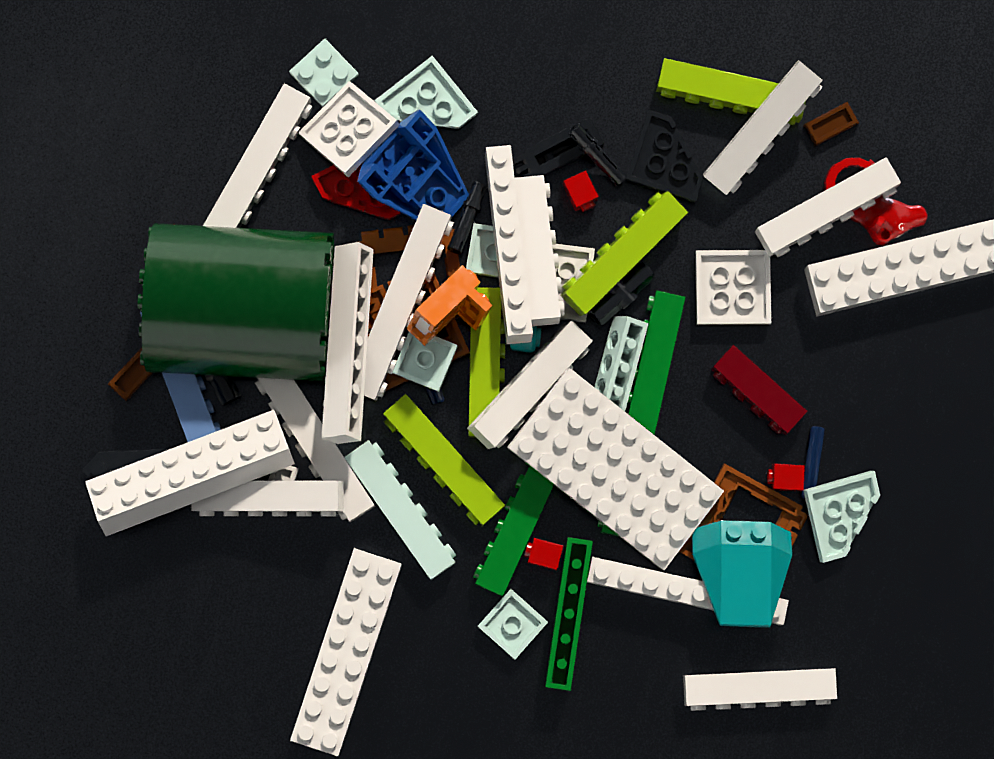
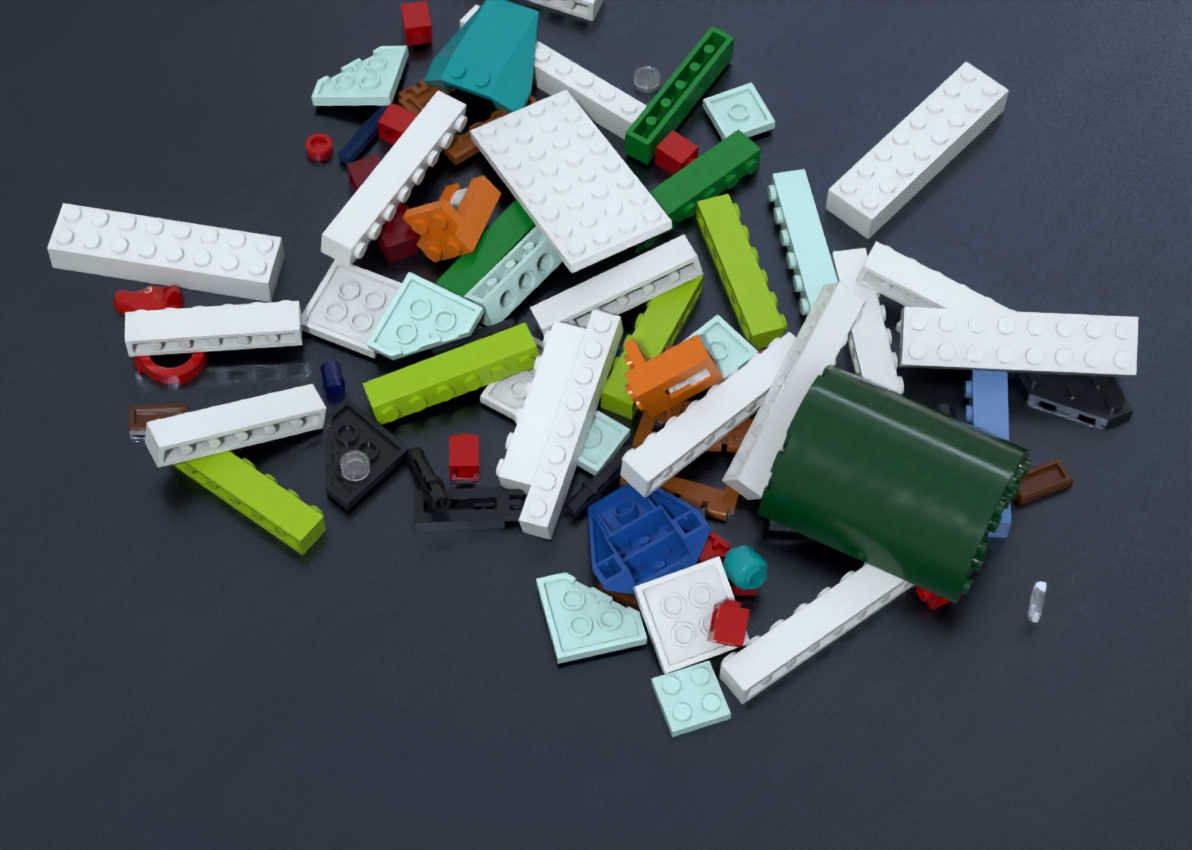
camera: 150 degrees left, 25 degrees down
(98, 261) = (1036, 601): none -> clear tile
(316, 126) = (728, 623): none -> red brick
(324, 181) = (745, 567): none -> teal head
(607, 629) = (647, 79): none -> clear tile
(657, 141) = (355, 465): none -> clear tile
(669, 286) = (423, 318): none -> light aqua plate
(690, 395) = (455, 221): none -> orange brick
(717, 216) = (332, 378): none -> clear blue piece
(757, 408) = (393, 179): none -> white brick
(828, 592) = (416, 23): none -> red brick
(844, 432) = (319, 146): none -> red tile

